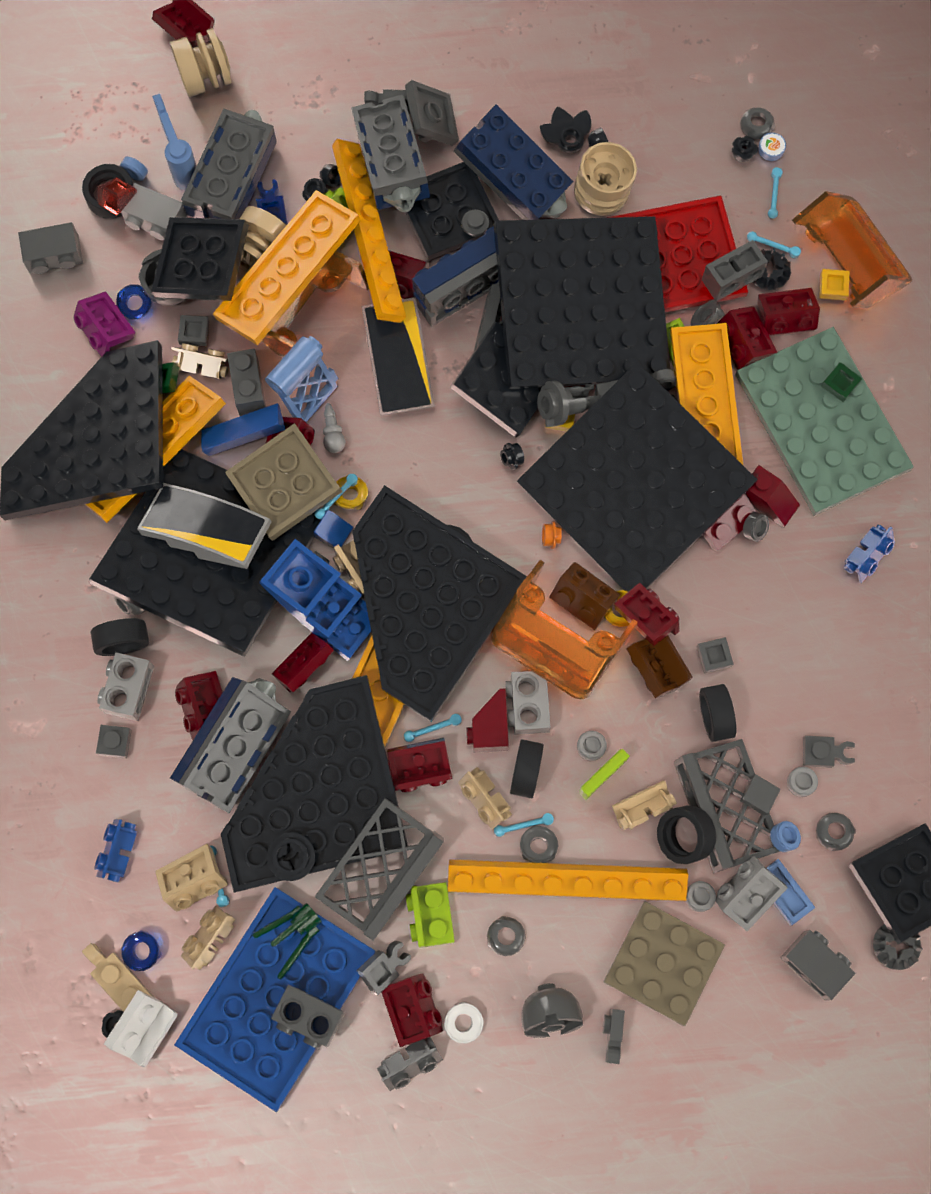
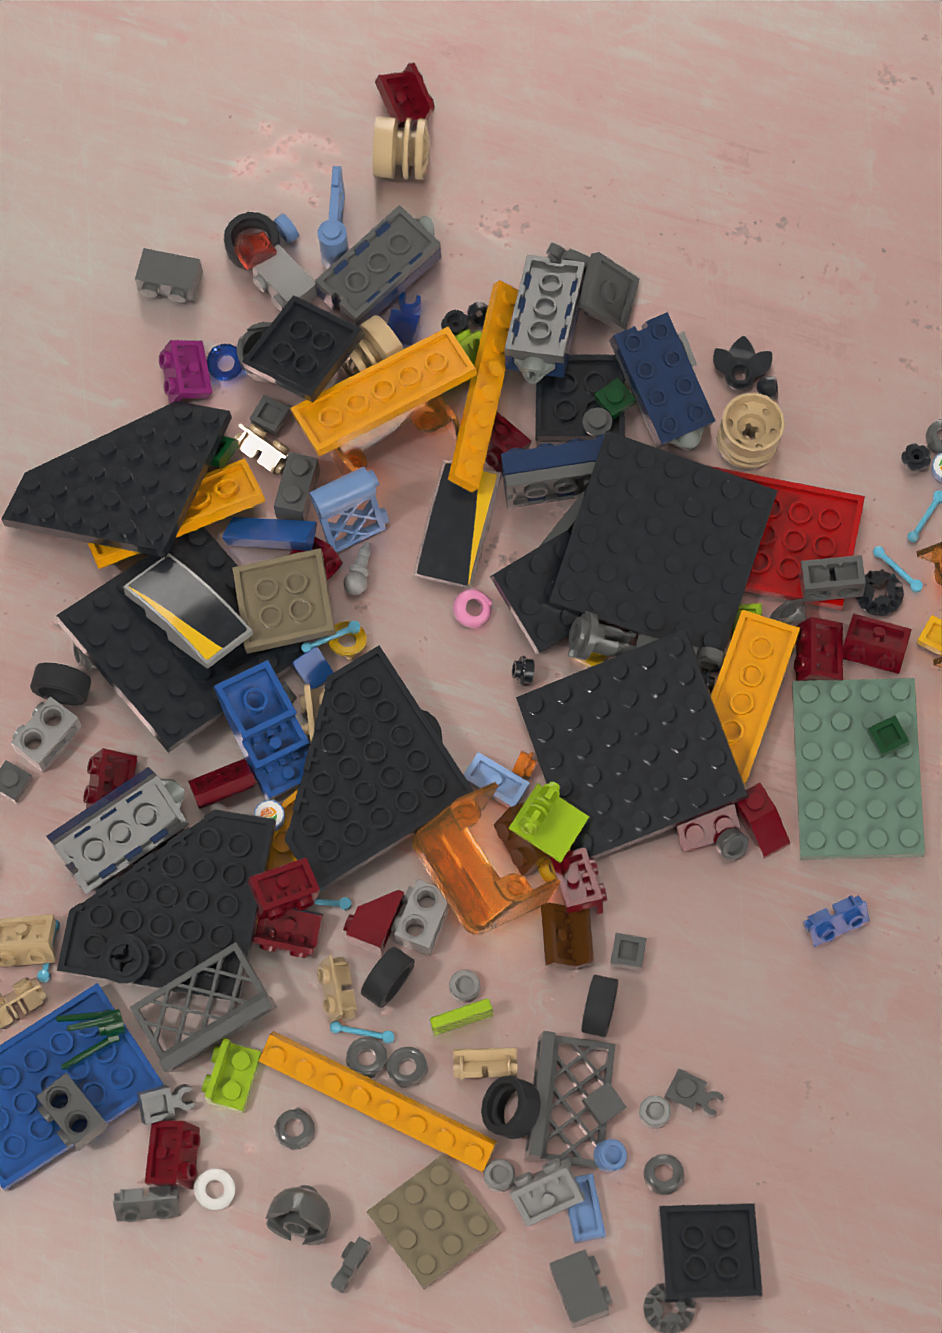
camera: 30 degrees right, 5 degrees down
(356, 668) = (271, 809): none -> tile
(403, 732) = (284, 889): none -> dark red bracket
(433, 423) = (462, 615): none -> bright pink piece
(480, 197) = (615, 398): none -> dark green plate
(526, 555) = (485, 771): none -> light blue plate
(572, 826) = (407, 1054): none -> dark grey piece
(601, 573) = (549, 821): none -> lime hinge

